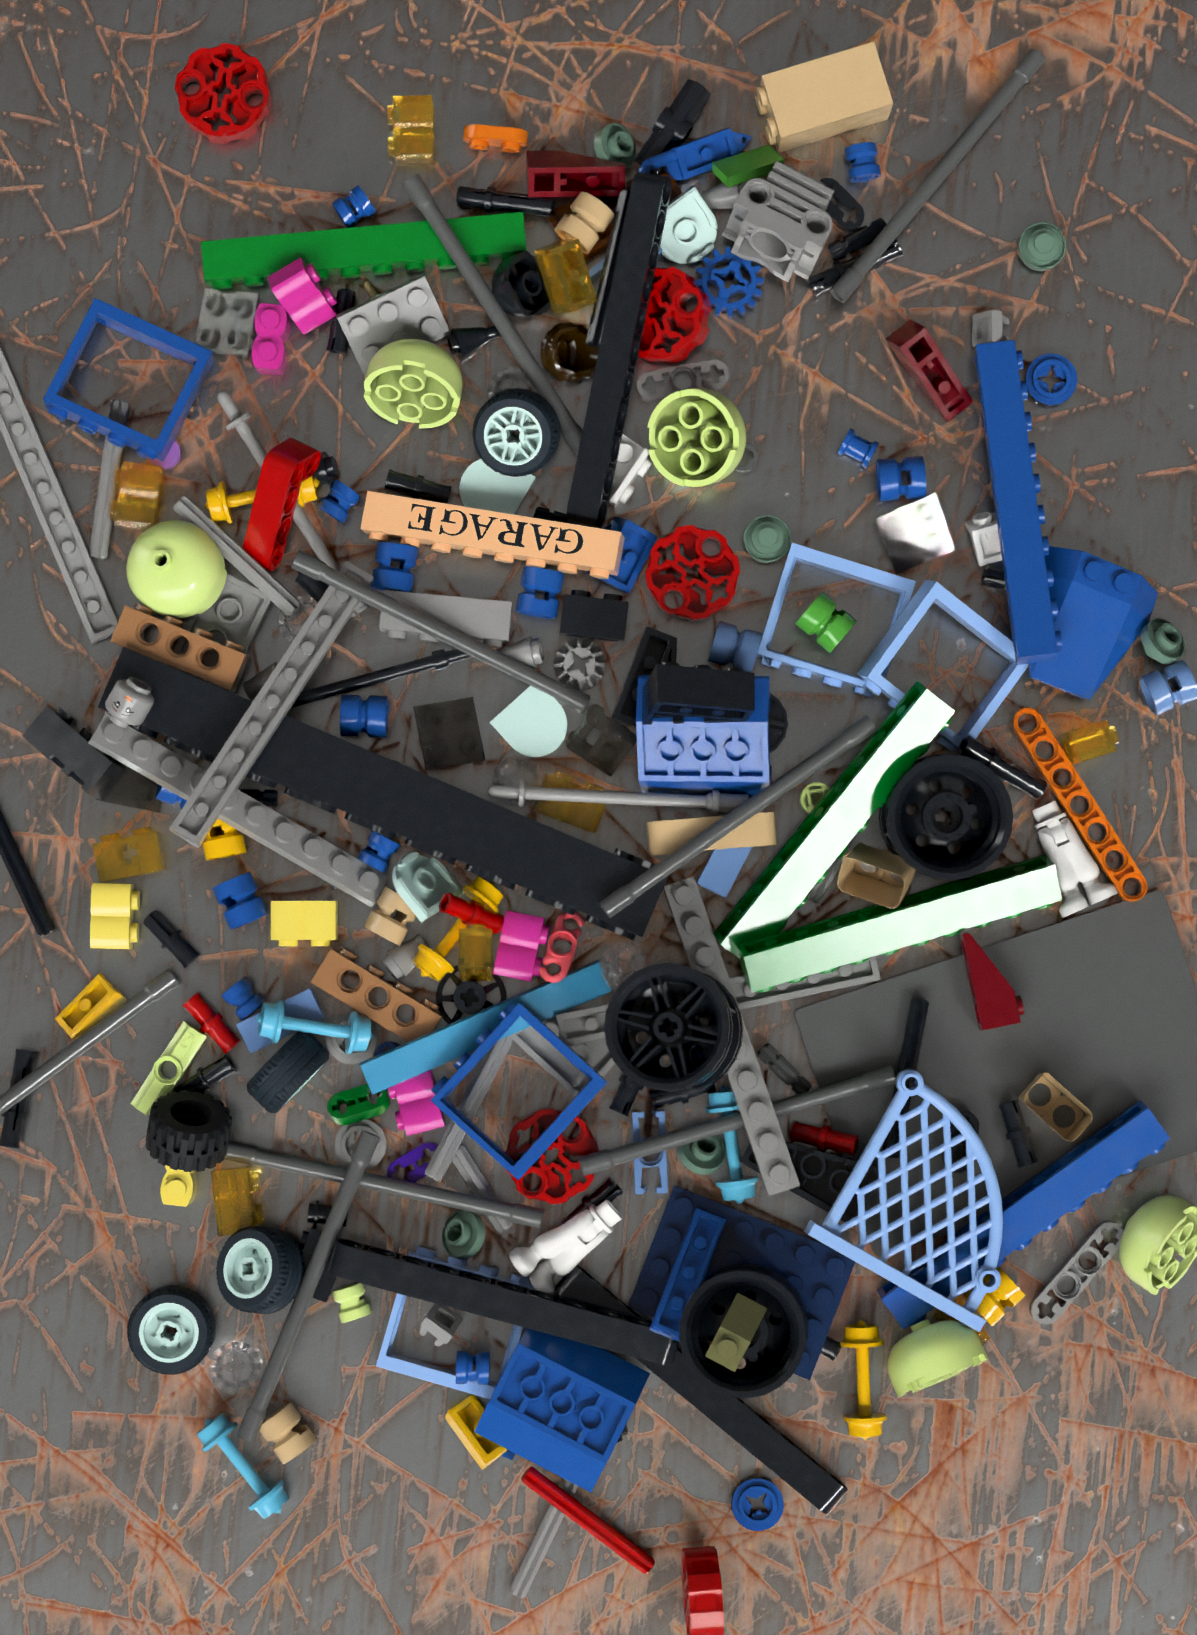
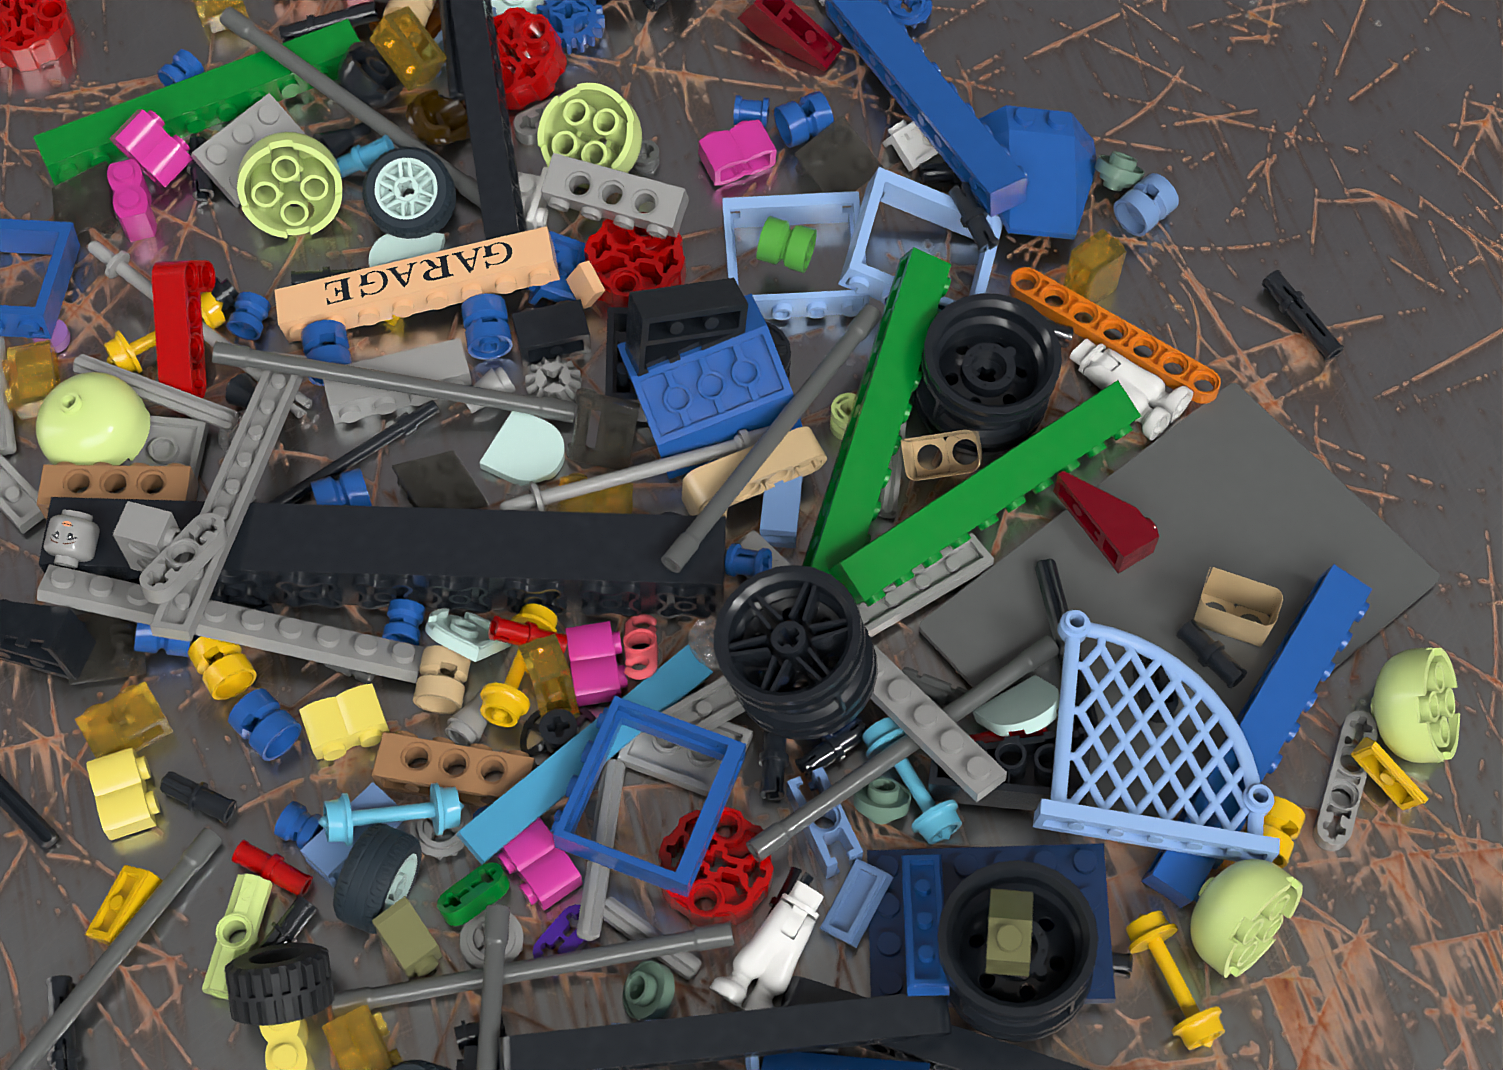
camera: 25 degrees left, 25 degrees down
(193, 737) = (144, 534): none -> light grey brick
(237, 762) = (181, 573): none -> light grey beam
(296, 1128) = (407, 939): none -> olive slope
(489, 371) = (363, 156): none -> dark azure pin
(638, 587) = (585, 284): none -> light nougat tile
(648, 1226) = (856, 903): none -> medium blue tile
(667, 907) = (746, 561): none -> blue bush
(712, 518) = (567, 173): none -> light grey brick
(767, 539) = (702, 213): sand green plate -> none
(827, 488) = (736, 152): none -> dark pink brick
(841, 1125) = (1024, 706): none -> light aqua tile
(1002, 657) = (973, 217): none -> black pin
(1110, 1284) = (1388, 774): none -> yellow slope

